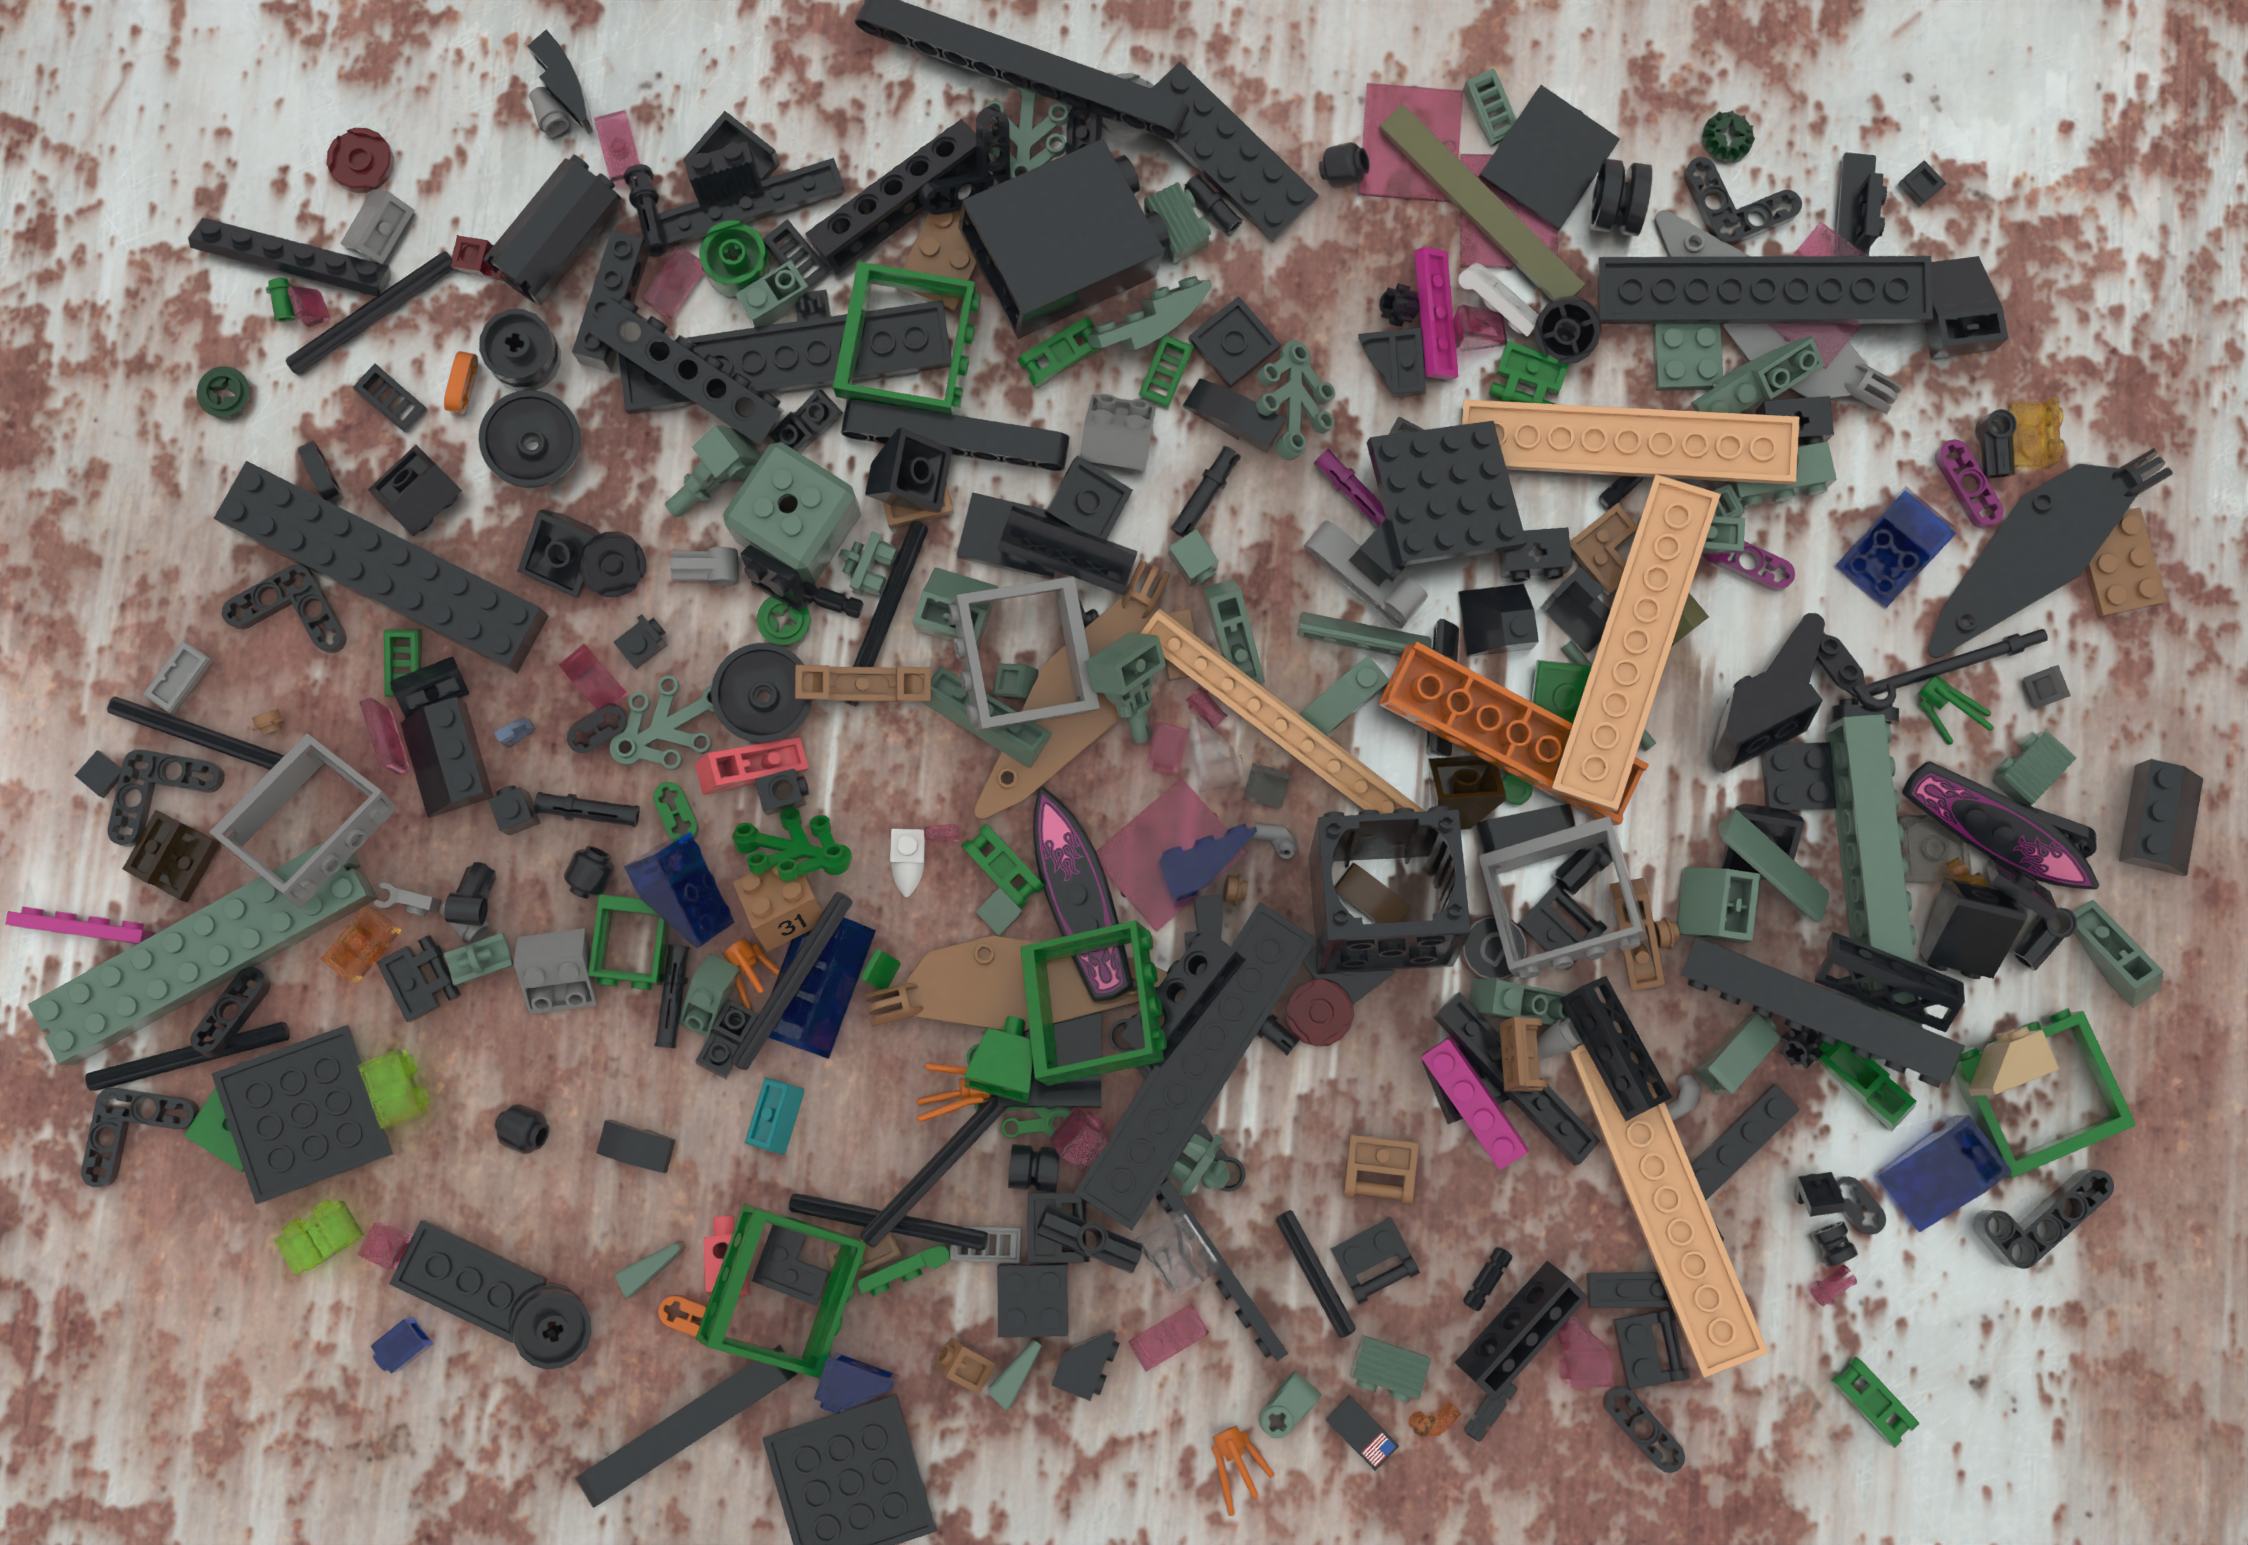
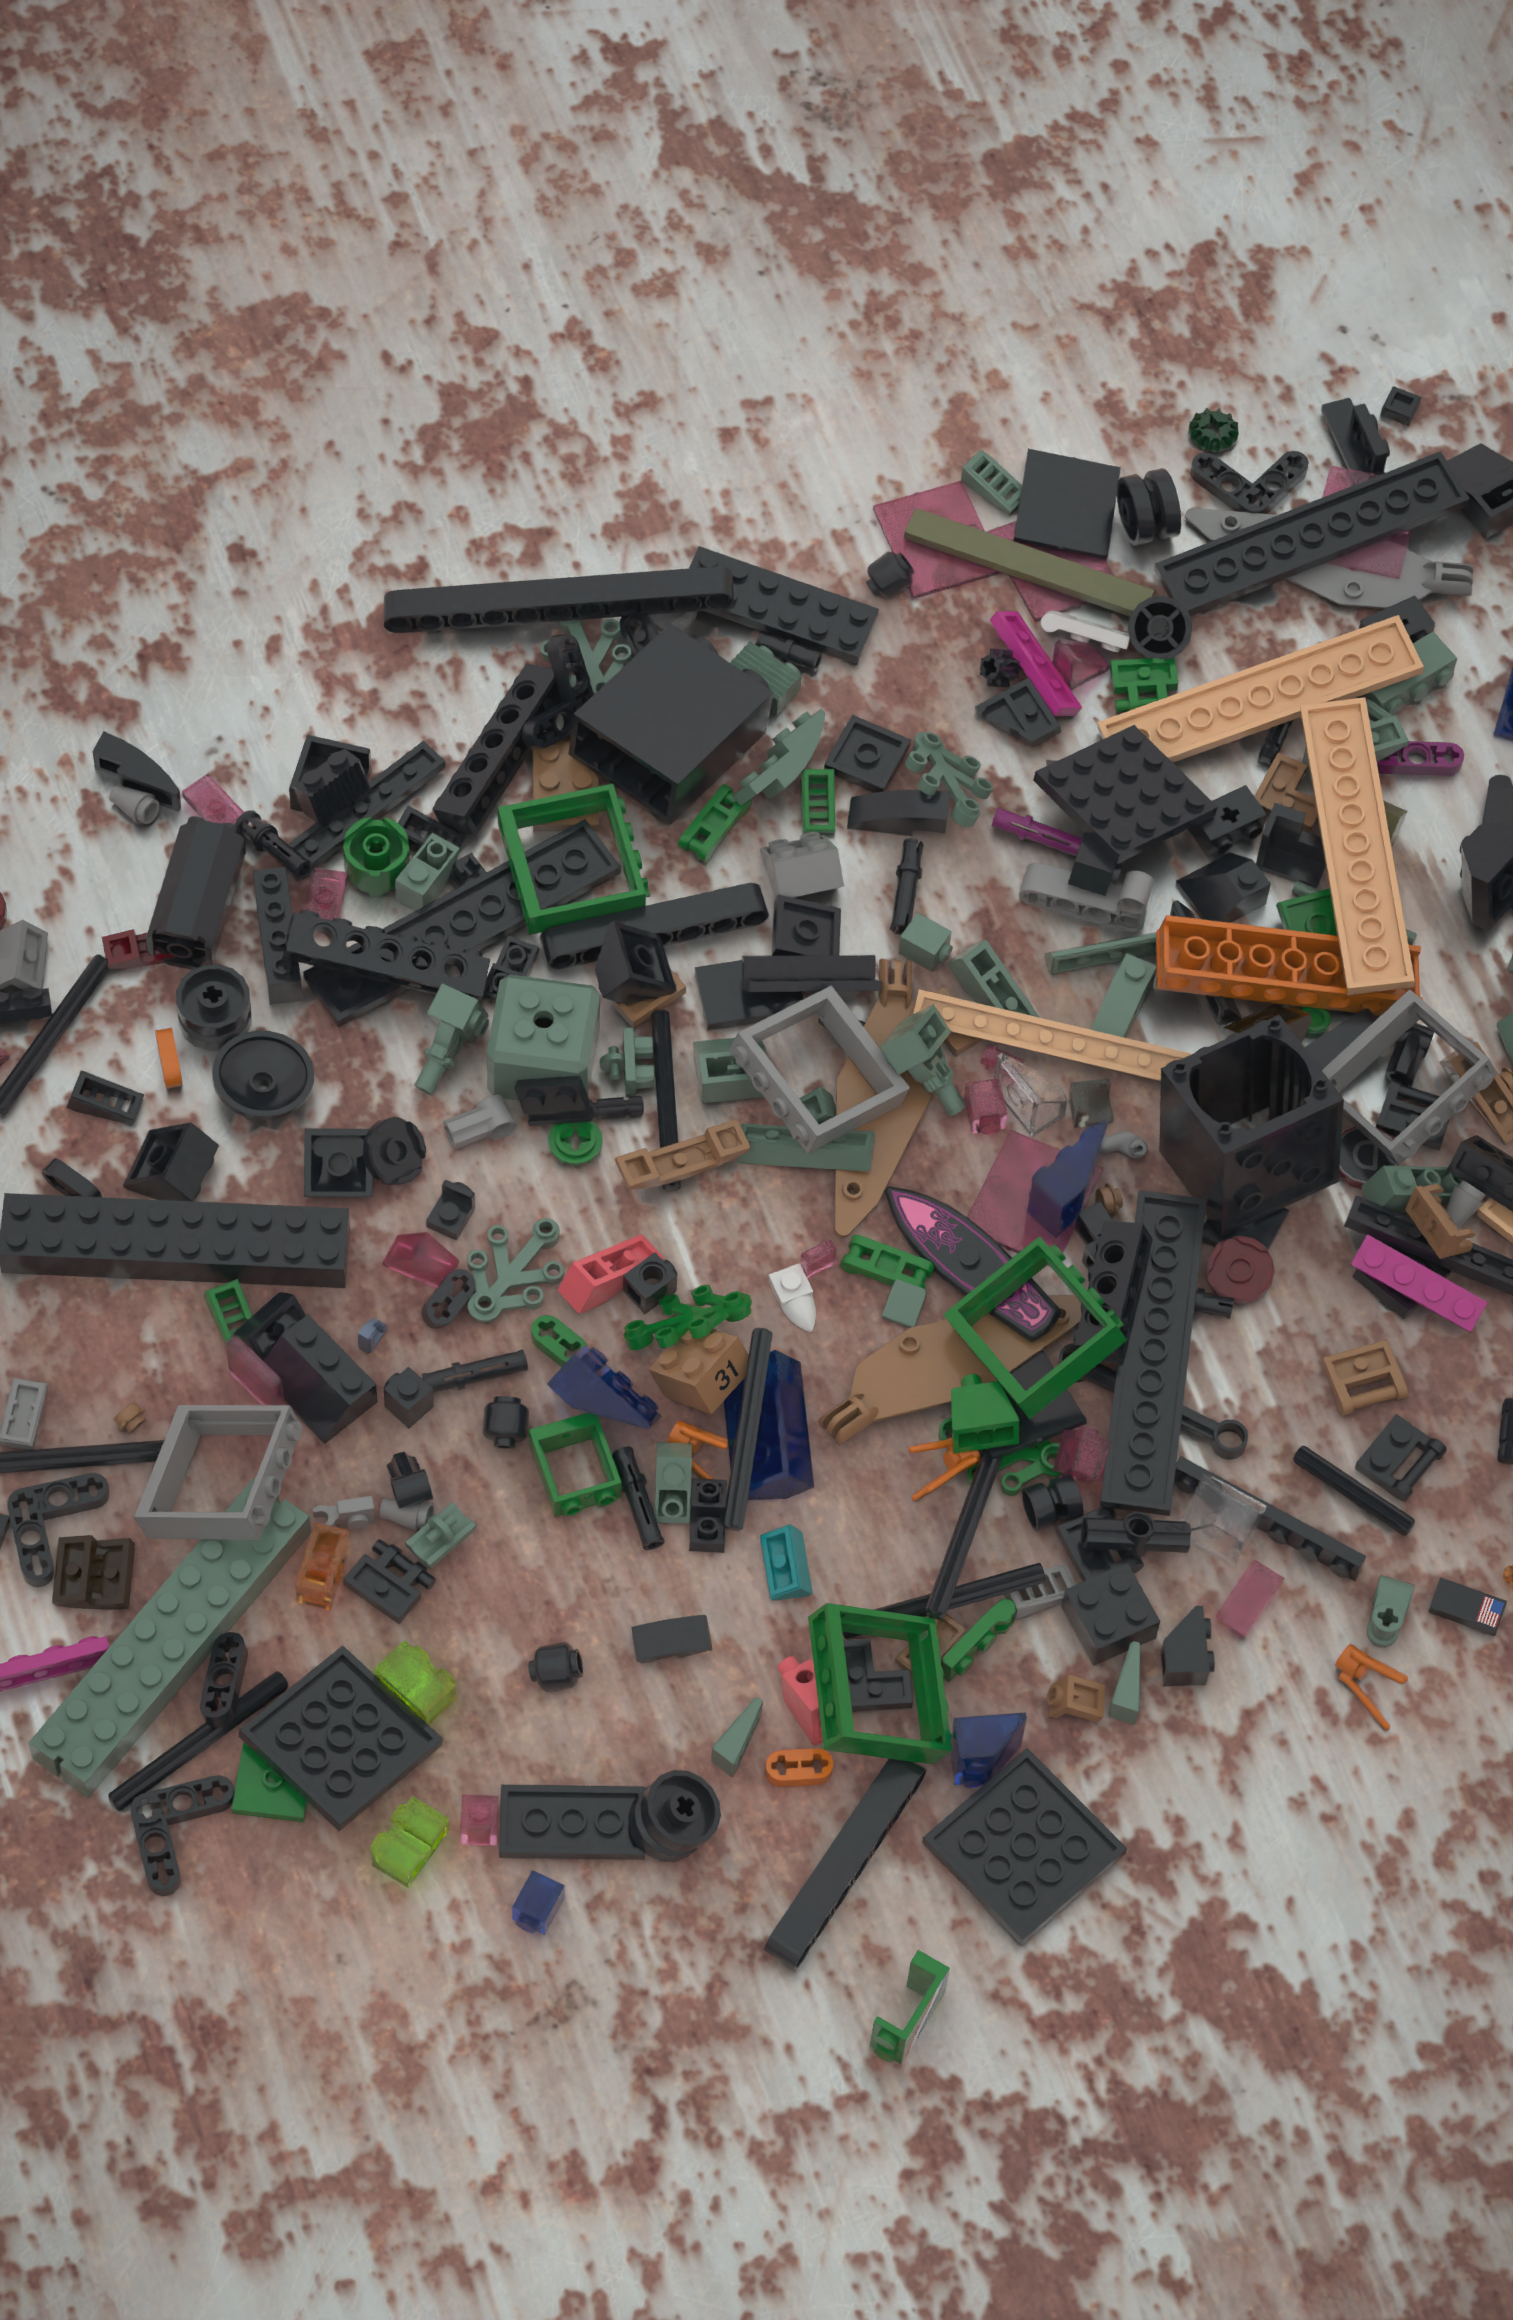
camera: 25 degrees left, 20 degrees down
(298, 597) = (102, 1302): black beam -> none
(555, 971) = (519, 1519): light grey slope -> none
(741, 680) = (593, 1186): black dish -> none
(880, 970) = (820, 1396): green slope -> none
(1212, 1172) = (1197, 1446): sand green hips -> none
(1390, 1368) = (1463, 1538): sand green brick -> none
(1687, 356) = (1274, 616): sand green plate -> none
(1761, 378) = (1350, 600): sand green slope -> none

